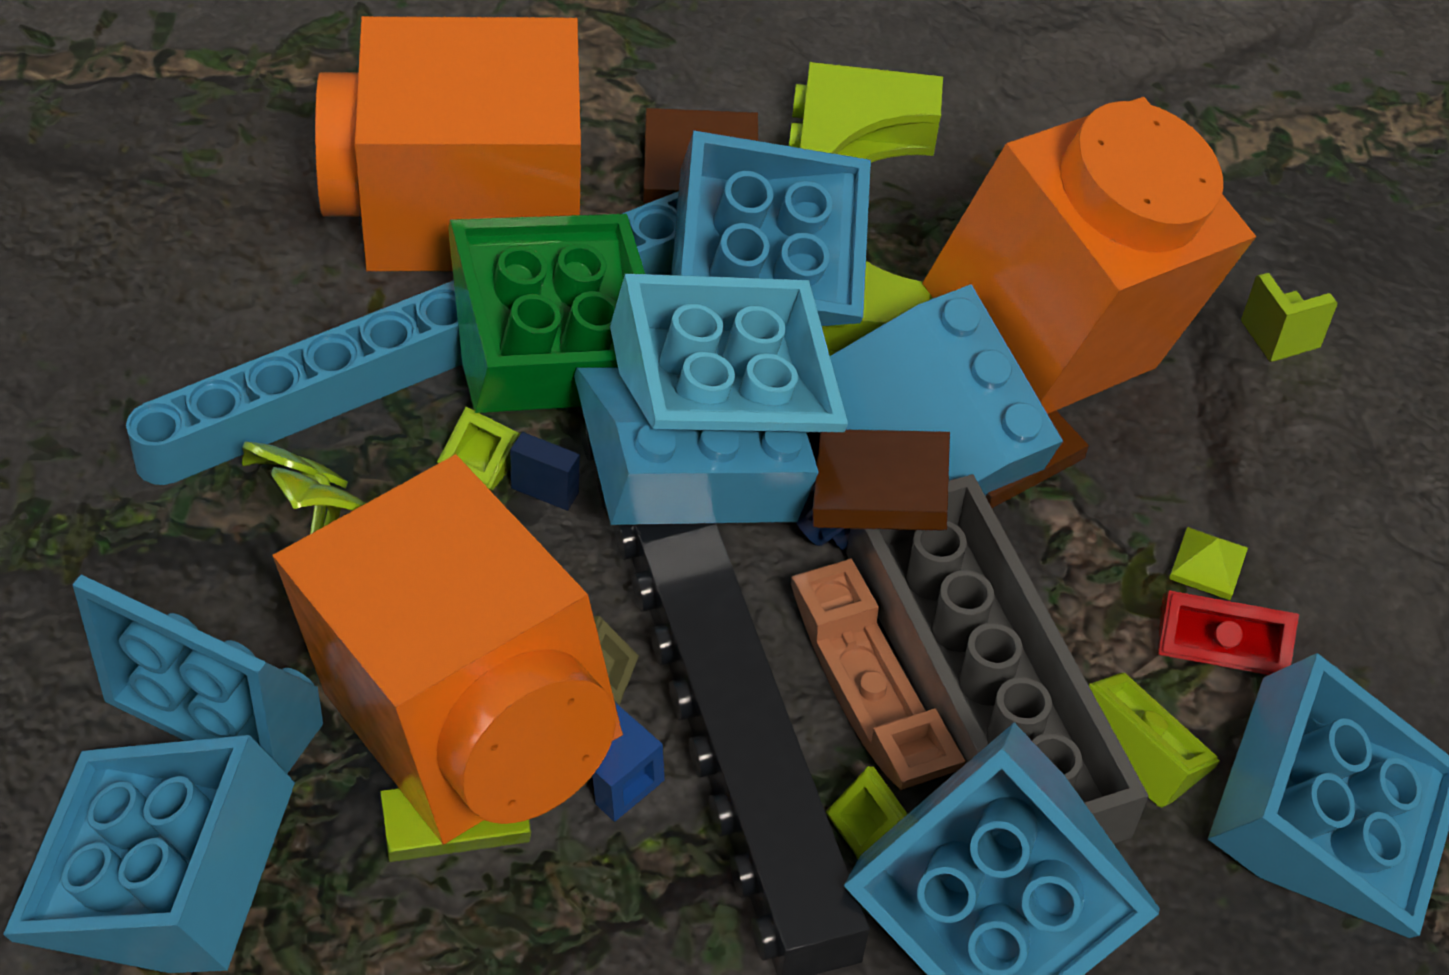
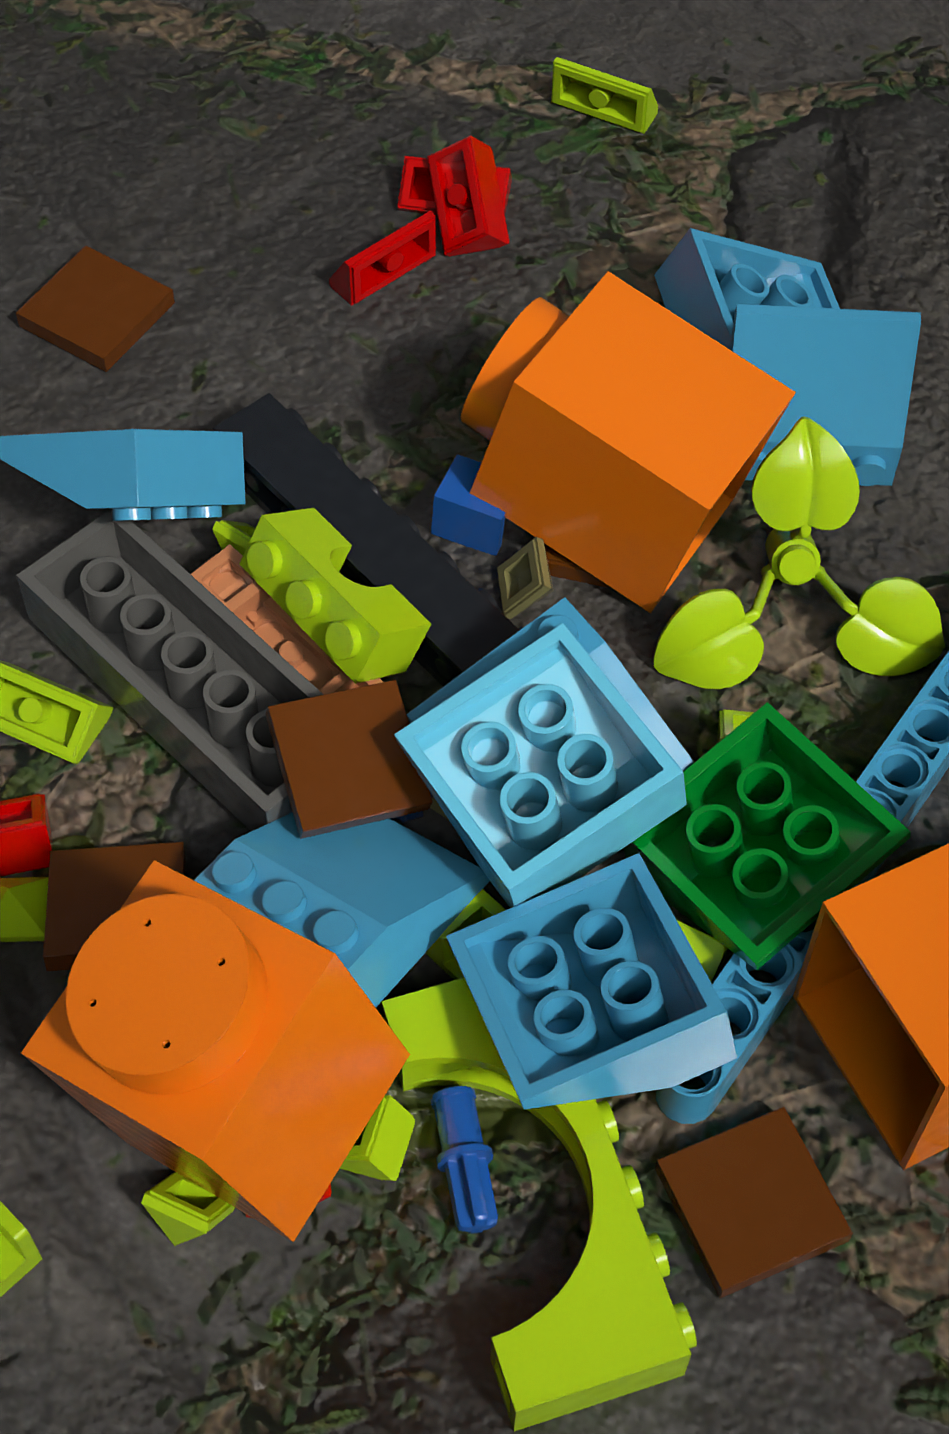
camera: 160 degrees right, 5 degrees up
(544, 471) = (685, 715): dark blue tile -> none
(844, 714) = (358, 626): none -> lime arch
(902, 243) = (464, 1159): none -> blue axle
(1120, 515) = (92, 886): none -> reddish brown tile

